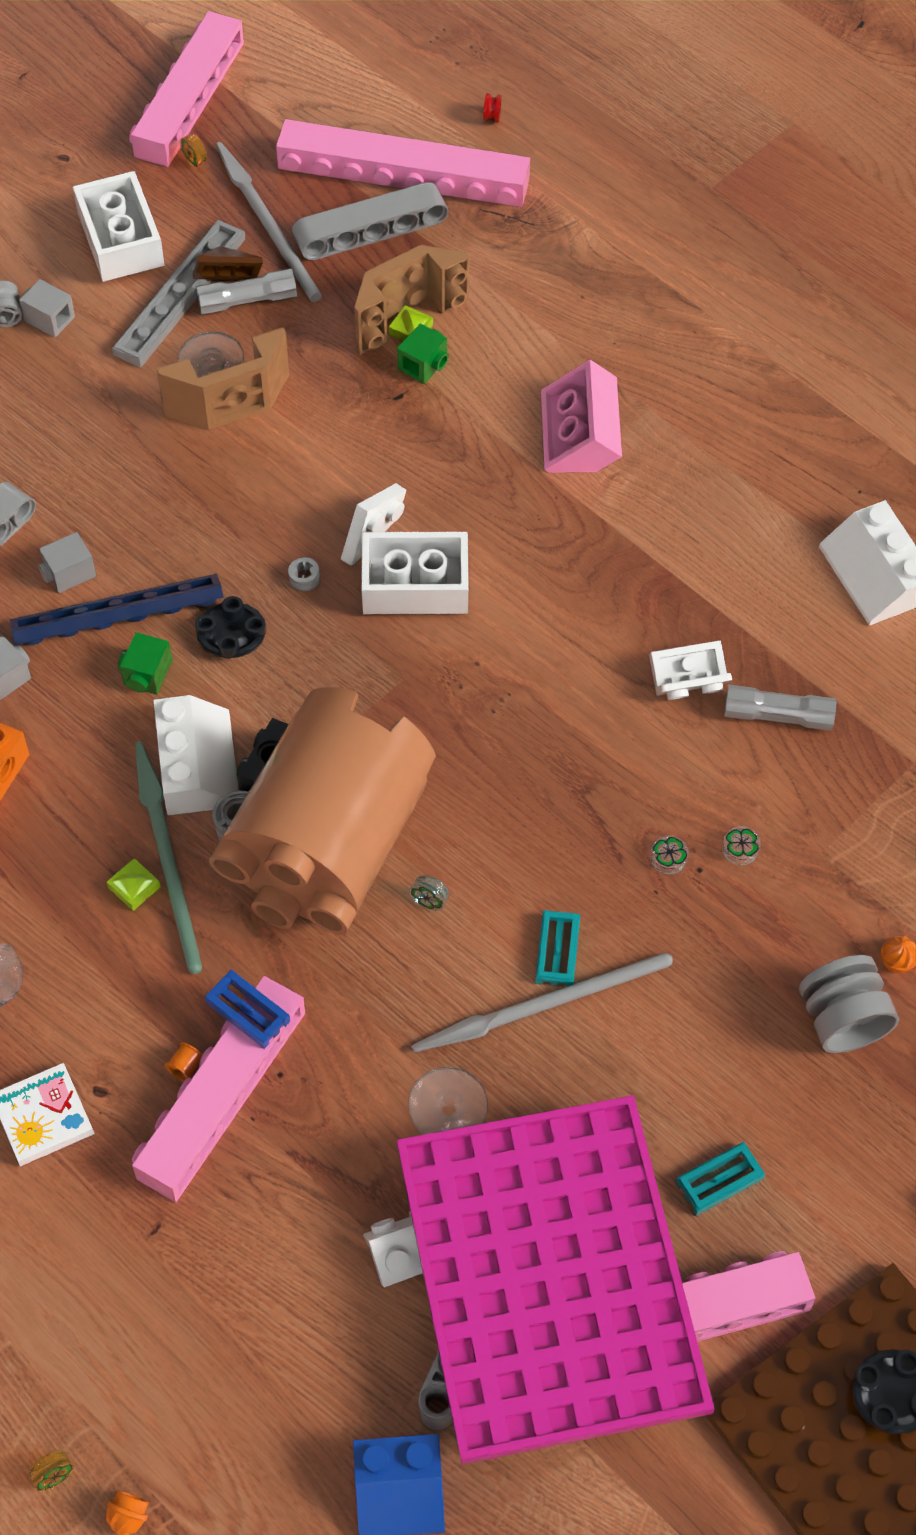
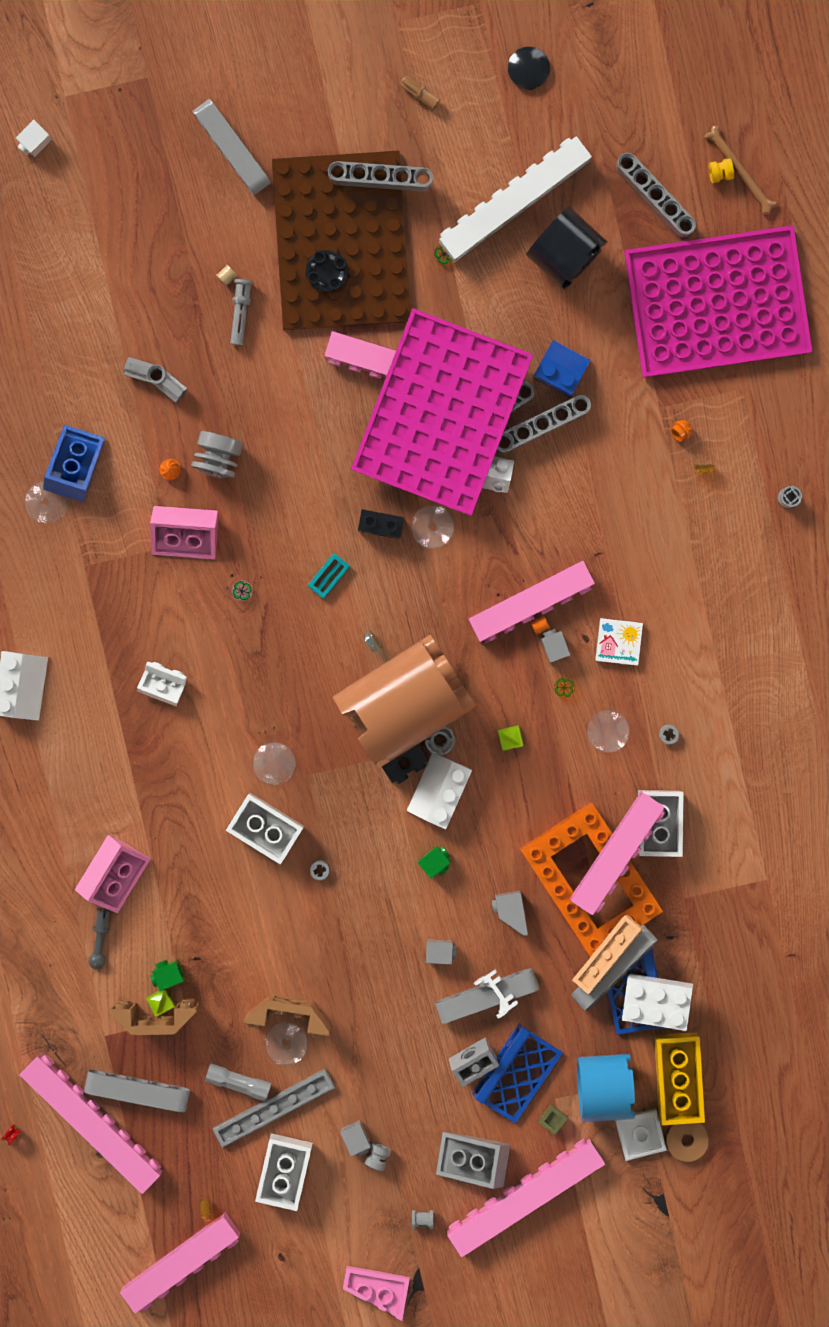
camera: 150 degrees left, 30 degrees up
(91, 1000) = (564, 687): none -> clear yellow tile
(104, 612) = (430, 905): dark blue plate -> none
(141, 1044) = (554, 645): none -> light grey brick
(151, 797) = (474, 782): sand green piece -> none
(227, 265) = (238, 1109): reddish brown slope -> none
(230, 629) = (378, 857): black dish -> none
(243, 180) = (189, 1171): light grey piece -> none
(271, 1029) = (493, 609): blue tile -> none
(366, 1390) = (550, 417): none -> light grey beam
(373, 515) = (268, 874): white wing -> none
(460, 664) = (274, 763): none -> clear dish
(479, 1025) = (393, 560): light grey piece -> none
(530, 1059) = (380, 524): none -> black brick
(548, 359) = (97, 959): none -> dark grey pin
(692, 1194) = (334, 417): teal tile -> none
(741, 845) = (203, 573): clear tile -> none
(807, 710) = (120, 625): light grey axle -> none
(813, 880) = (184, 532): none -> bright pink slope

